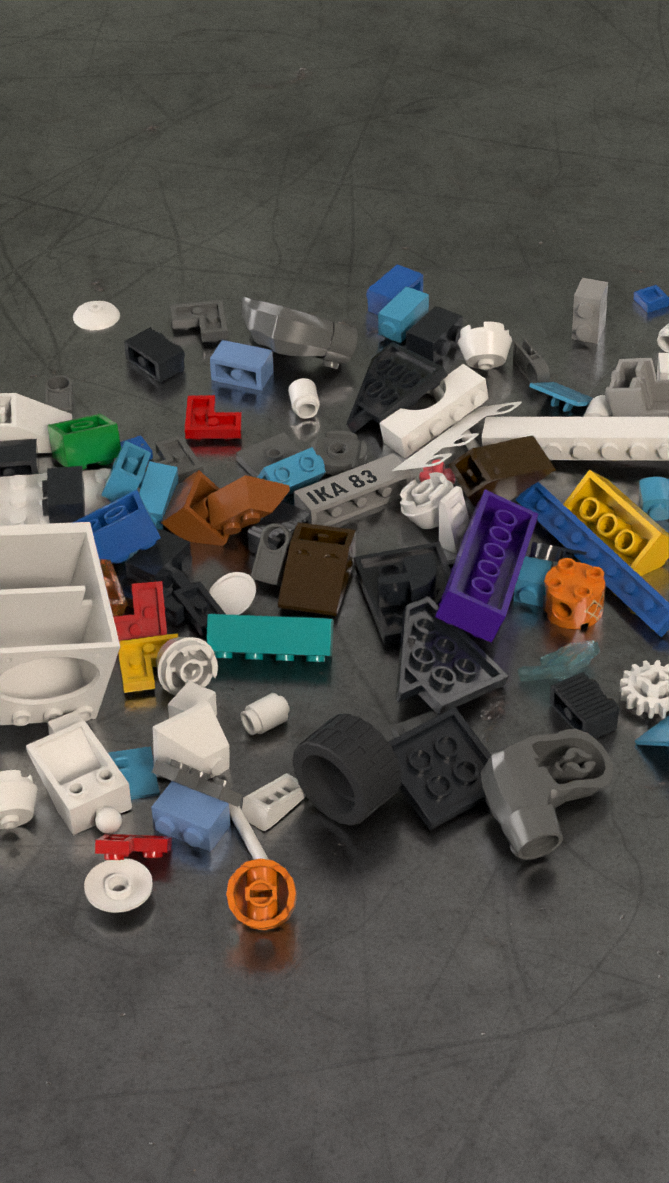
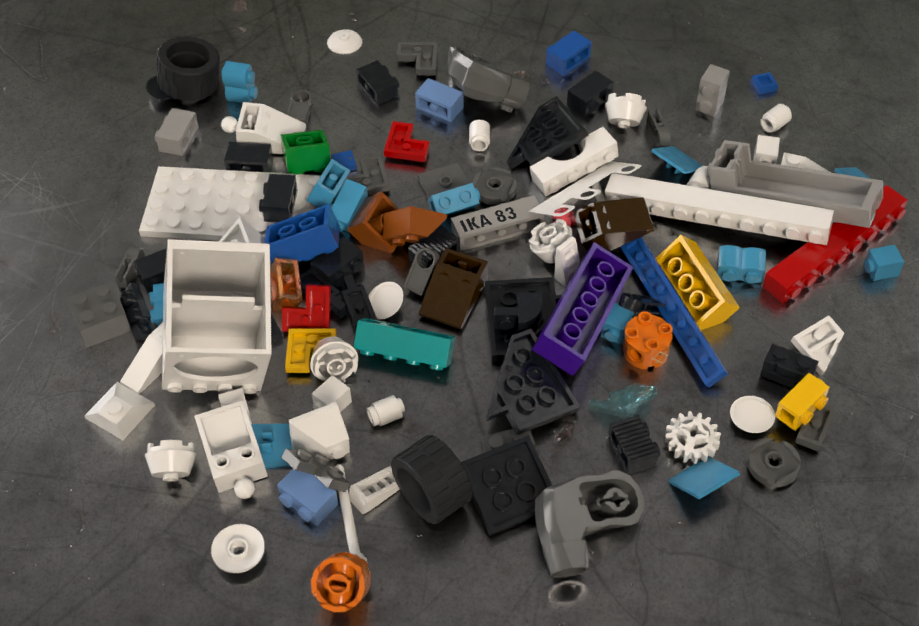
camera: 10 degrees right, 10 degrees up
(121, 845) = (246, 512): red plate -> none
(402, 314) = (569, 73): dark azure brick -> none

